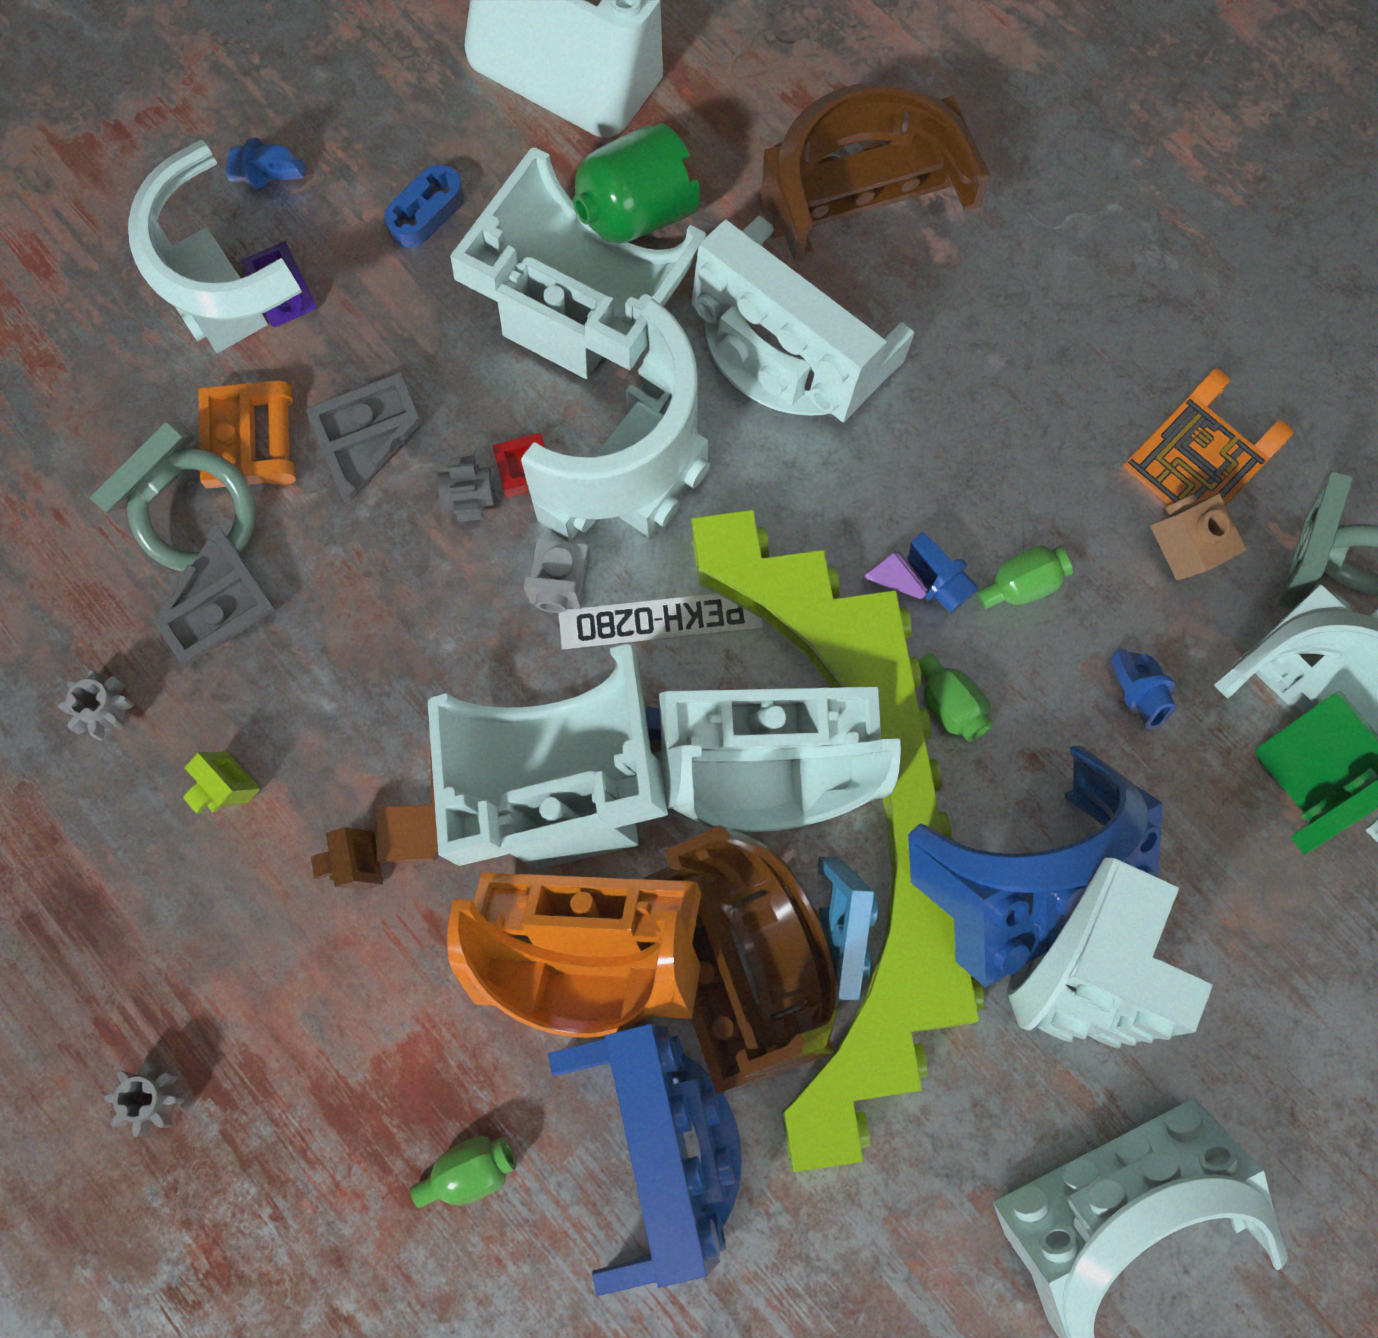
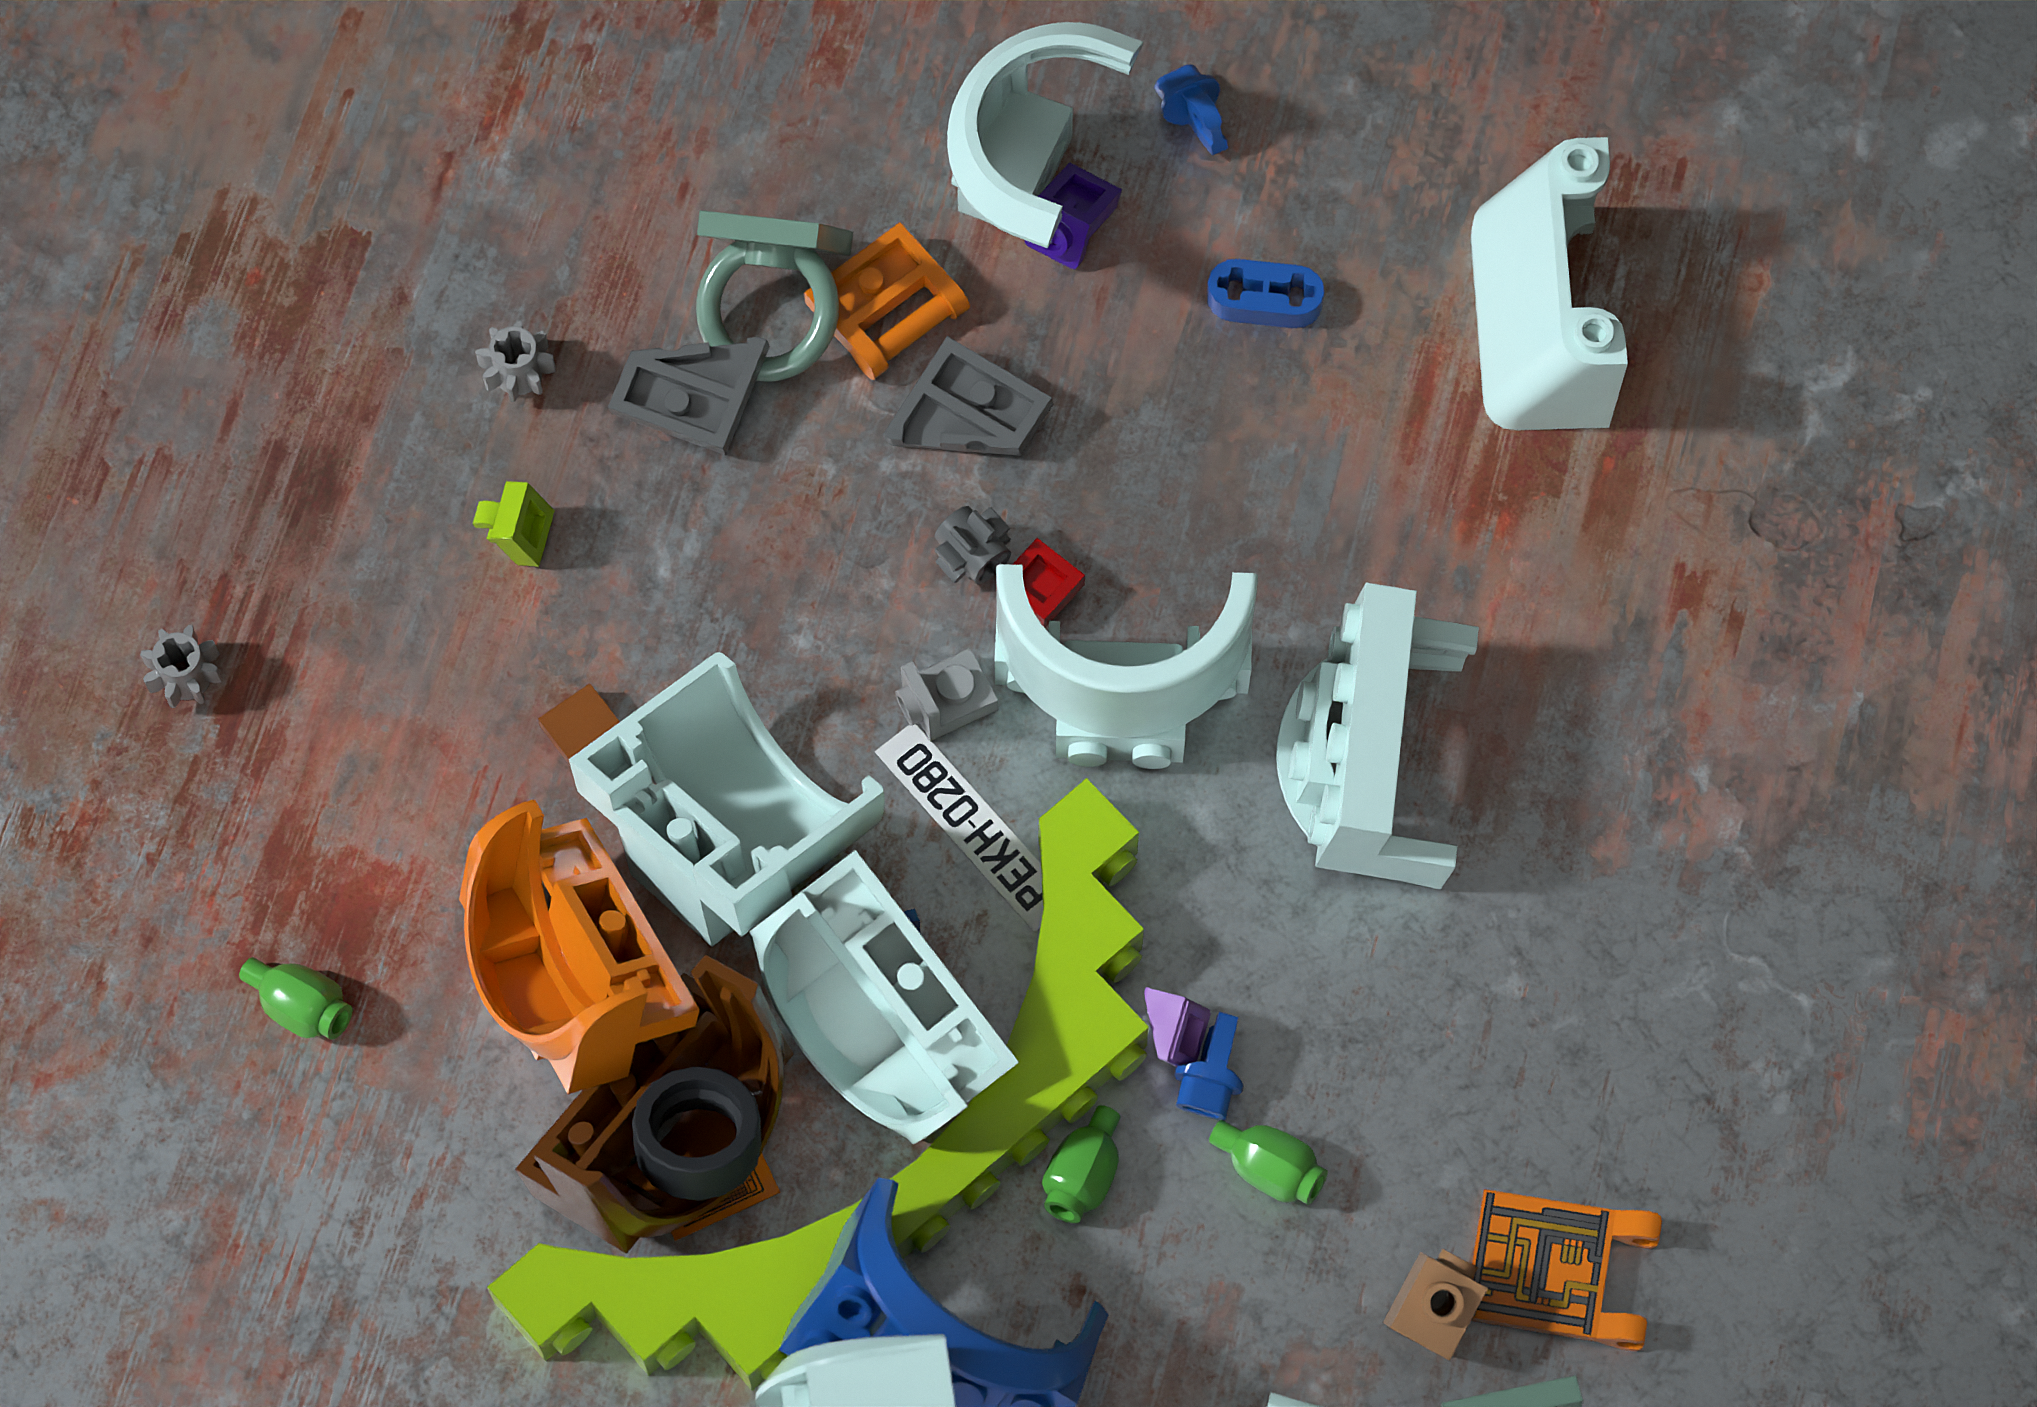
camera: 55 degrees right, 5 degrees down
(350, 859) = (521, 692): reddish brown tile -> none
(558, 279) = (1281, 488): light aqua piece -> none
(635, 185) = (1417, 480): green cylinder -> none
(669, 1184) = (401, 1157): blue piece -> none
(751, 914) = (688, 1091): none -> black tyre
(847, 924) = (776, 1188): dark azure wing -> none
(925, 159) = (1645, 725): reddish brown piece -> none
(1145, 687) = (1231, 1350): blue piece -> none

